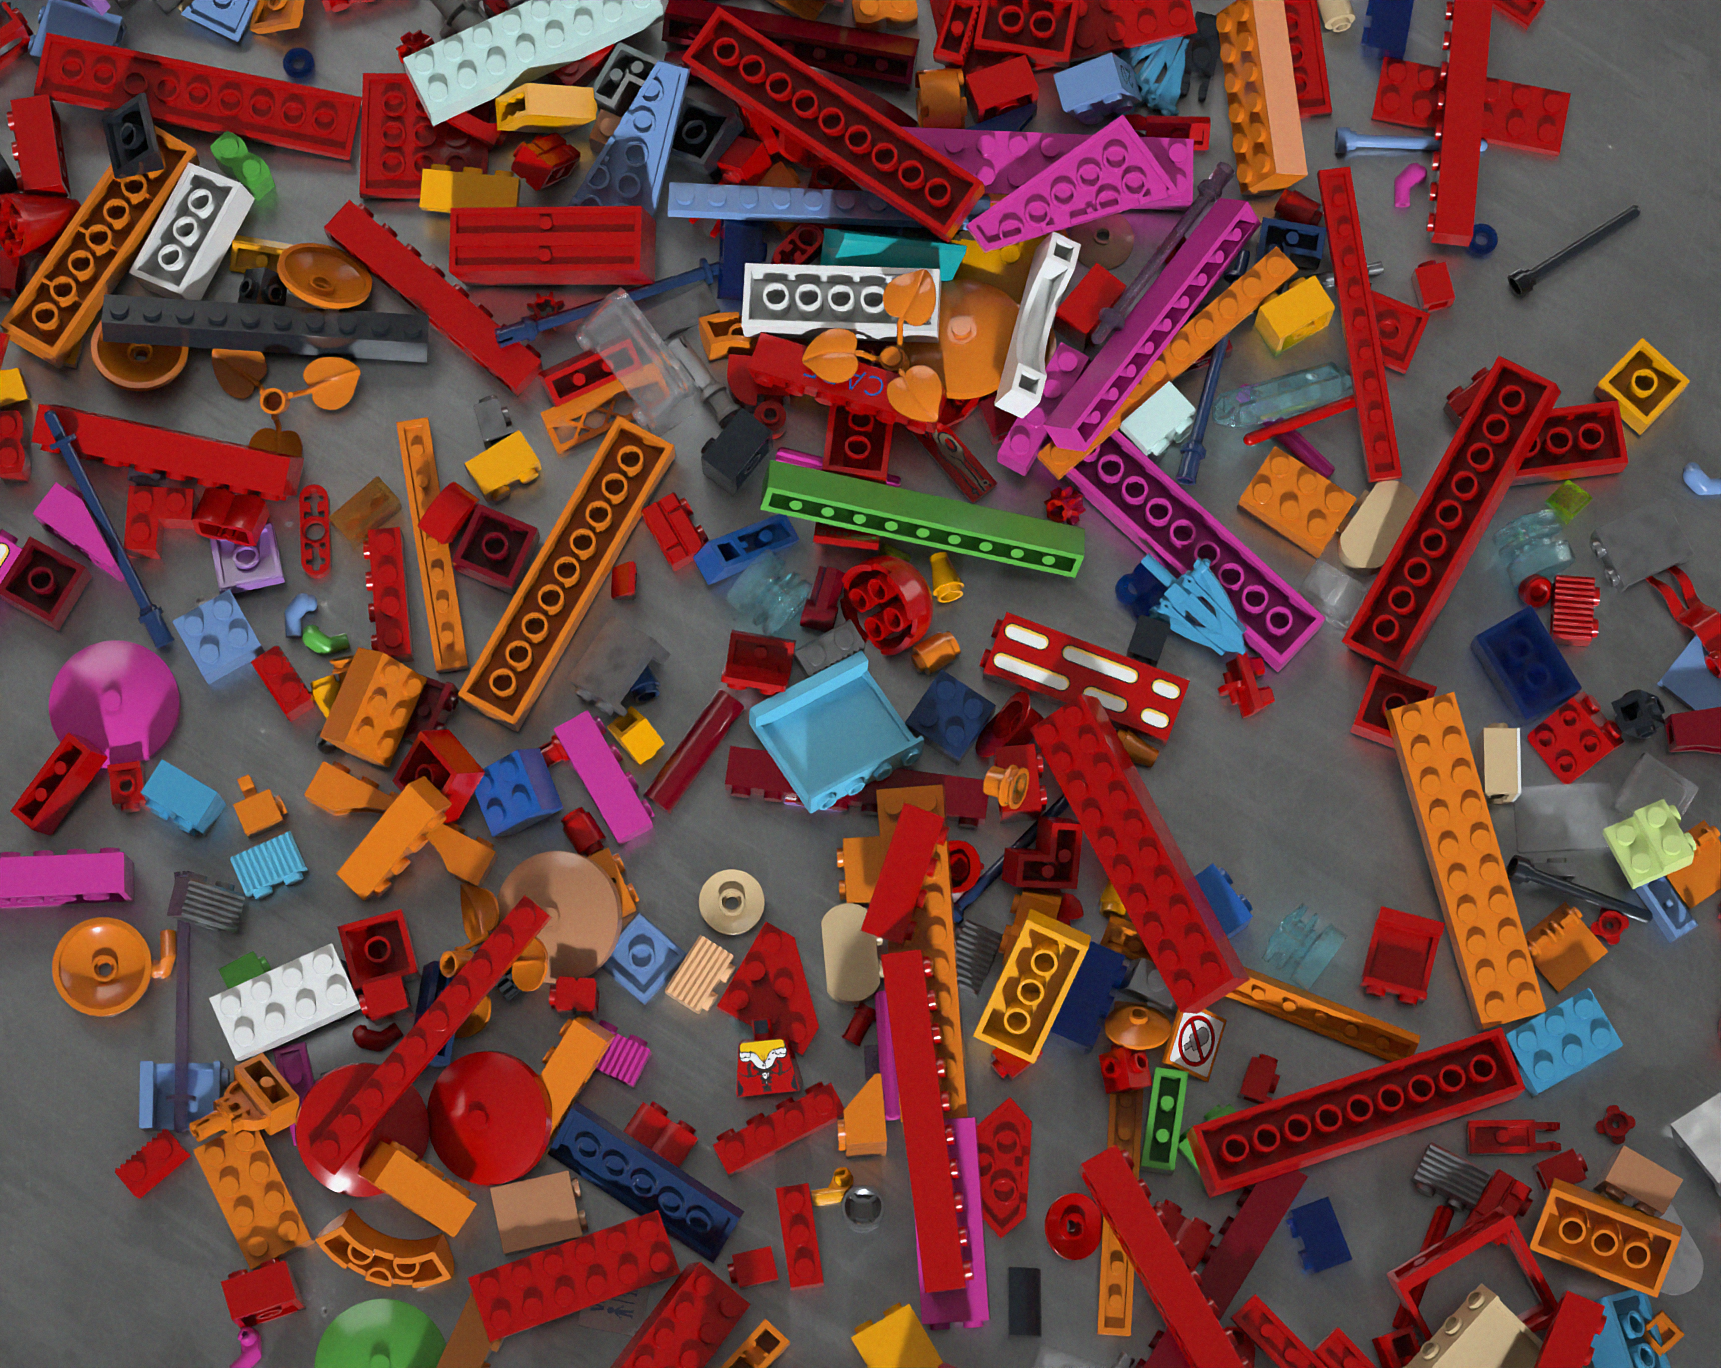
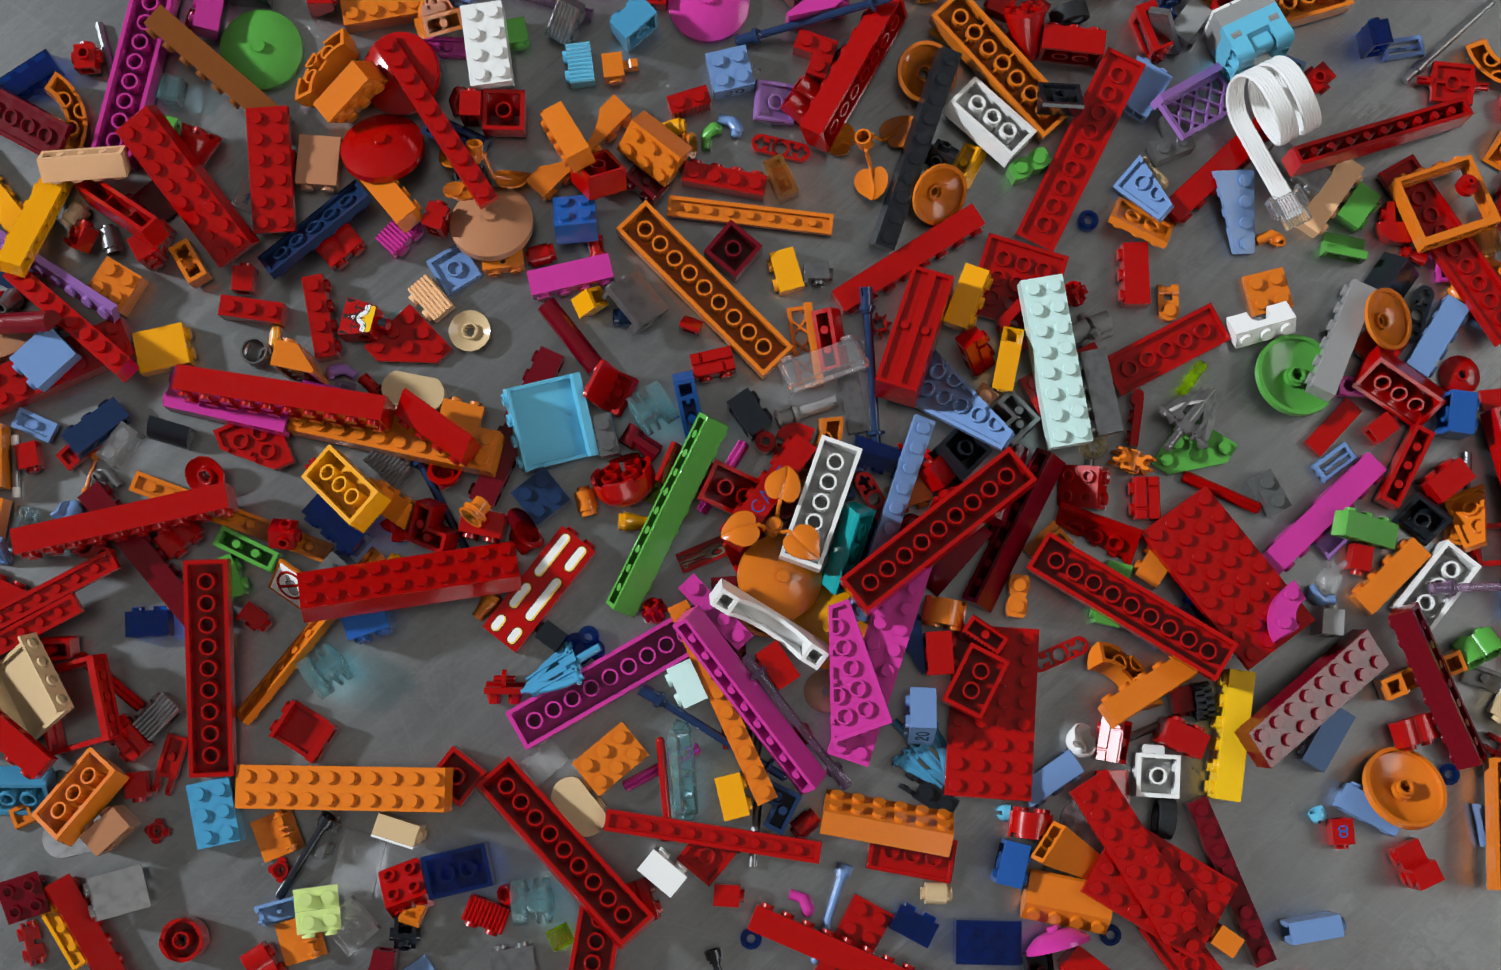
camera: 105 degrees right, 5 degrees up
(448, 513) = (763, 228): red brick -> none
(846, 1076) = (340, 369): none -> medium lavender arm
(1137, 1027) = (300, 546): orange dish -> none
(1173, 127) = (882, 753): red hinge -> none
(1433, 375) = (663, 871): none -> white brick
(1611, 705) = (413, 916): none -> orange tile

